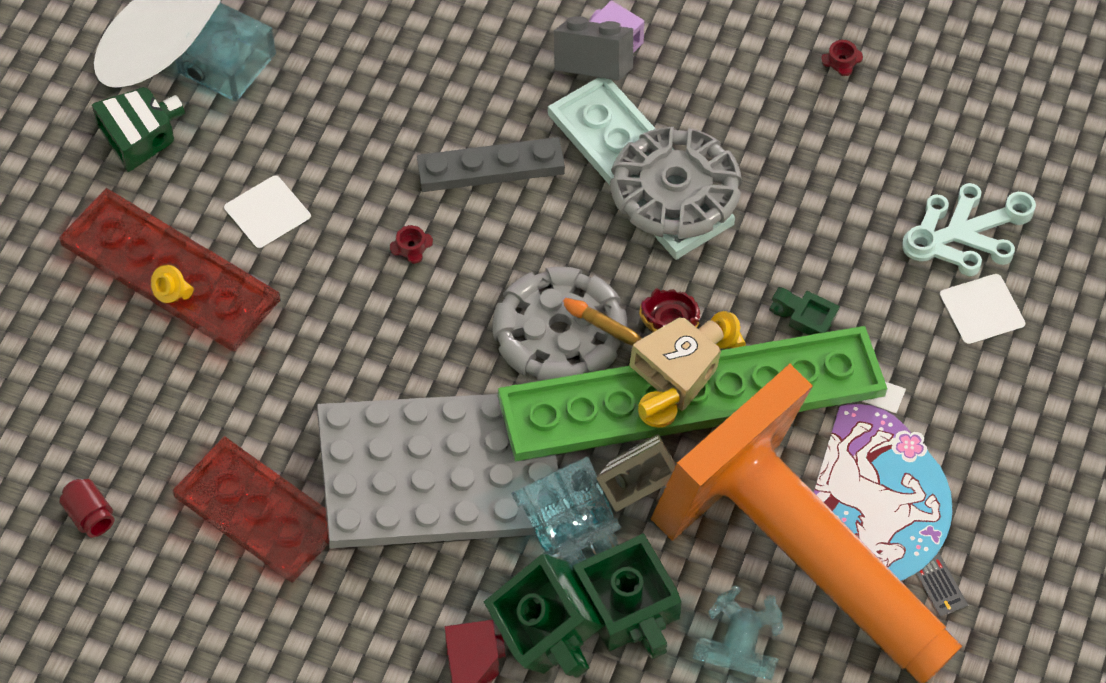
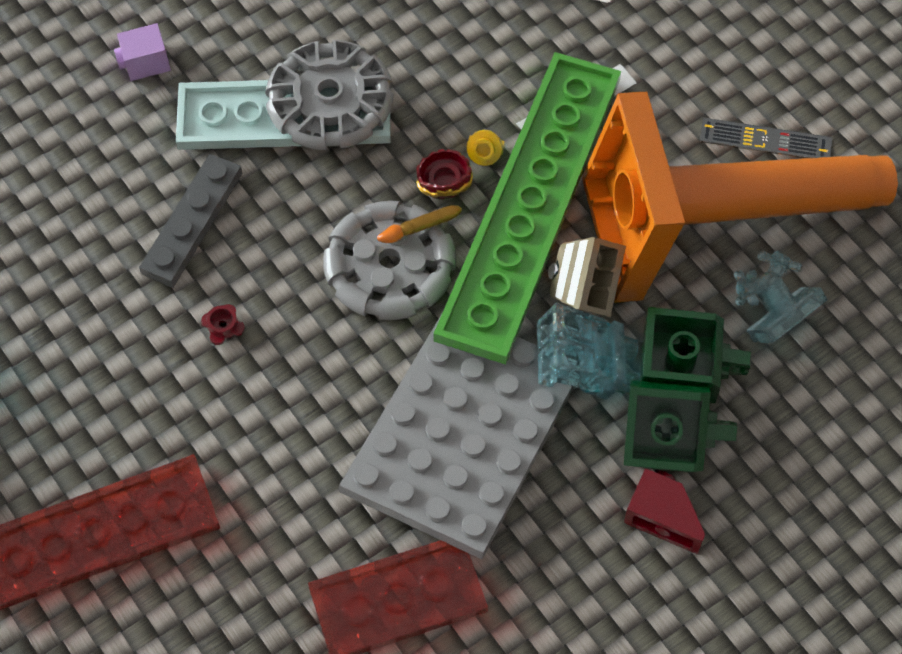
camera: 55 degrees left, 5 degrees up
(169, 284) = (119, 539): yellow plate -> none
(267, 211) = (93, 419): white sticker -> none
(593, 48) = (153, 73): dark grey brick -> none
(659, 408) = (539, 228): yellow plate -> none
(678, 357) = (509, 187): tan torso -> none
(808, 314) = (513, 81): dark green plate -> none
(886, 488) = (709, 124): sticker -> none

